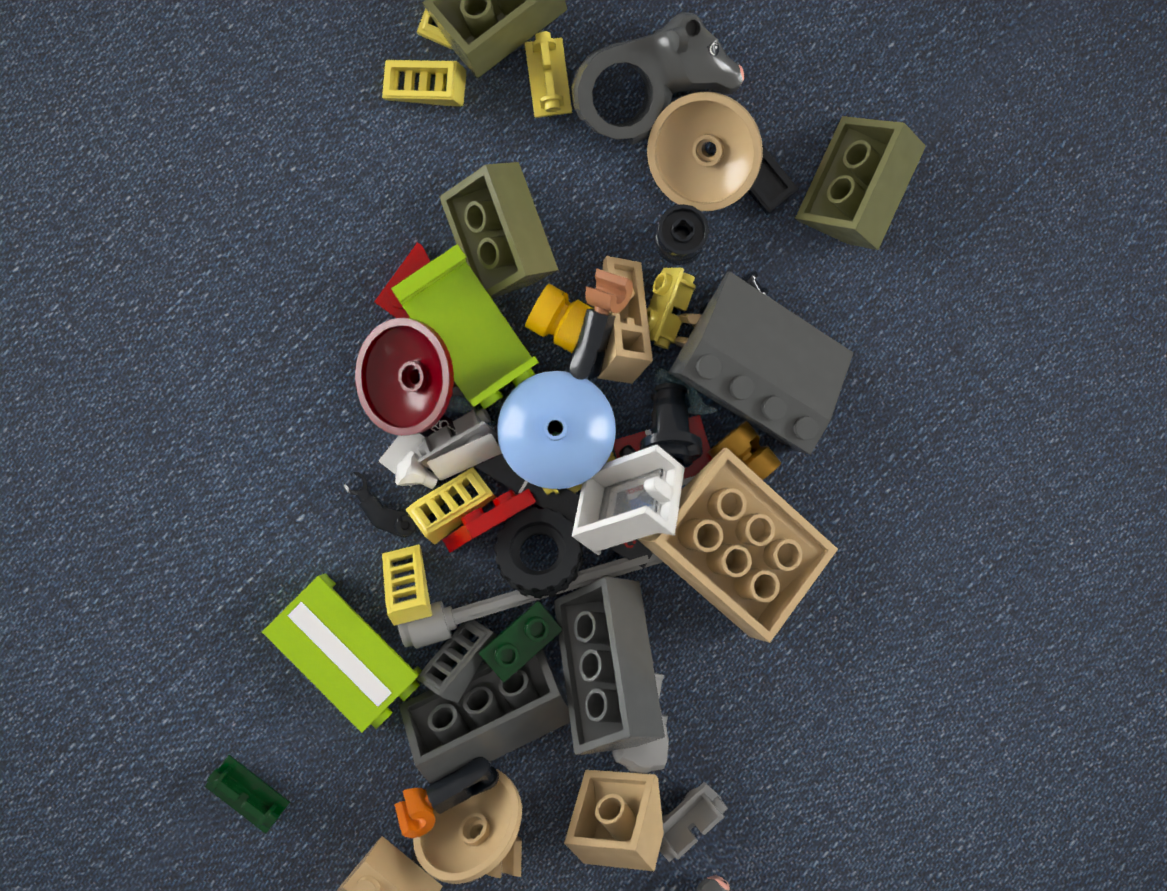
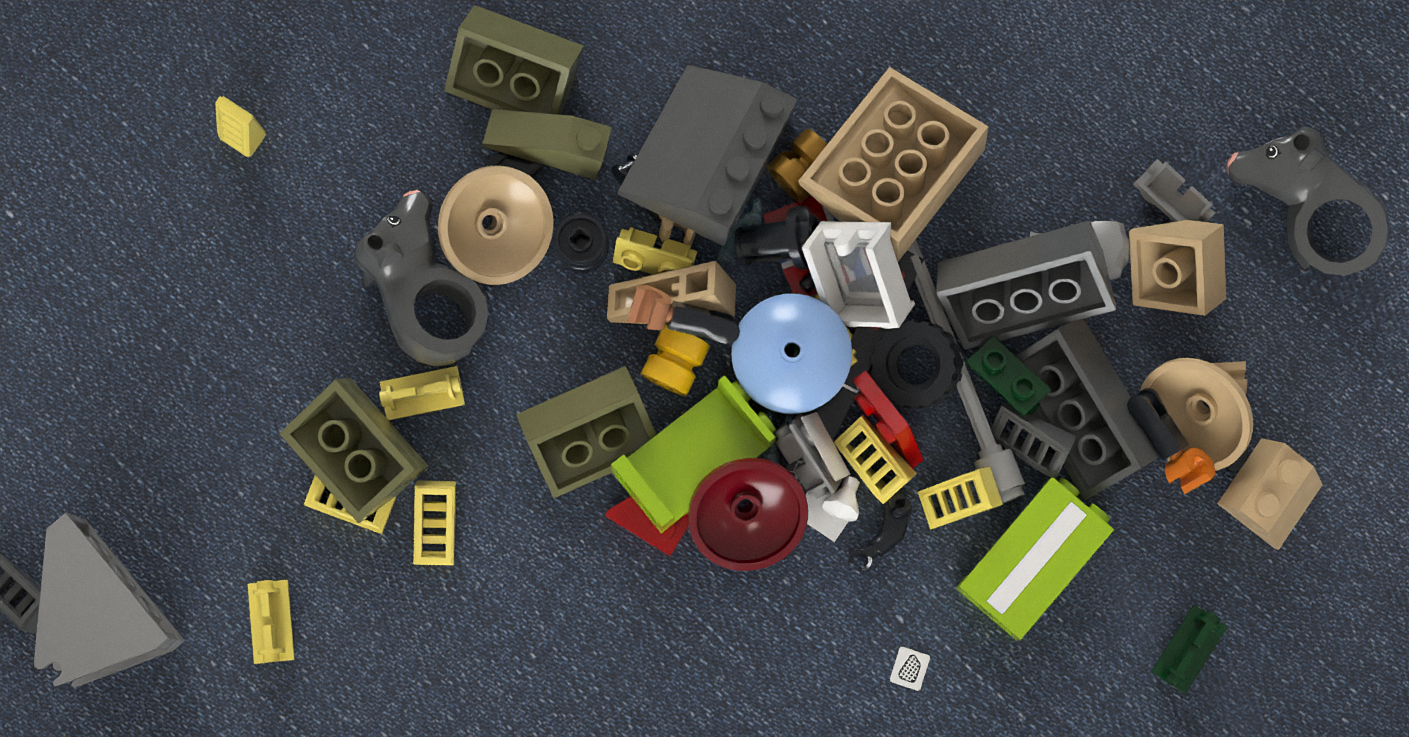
camera: 90 degrees left, 5 degrees down
(252, 523) = (909, 668): none -> white sticker
(786, 210) = (549, 140): none -> olive slope

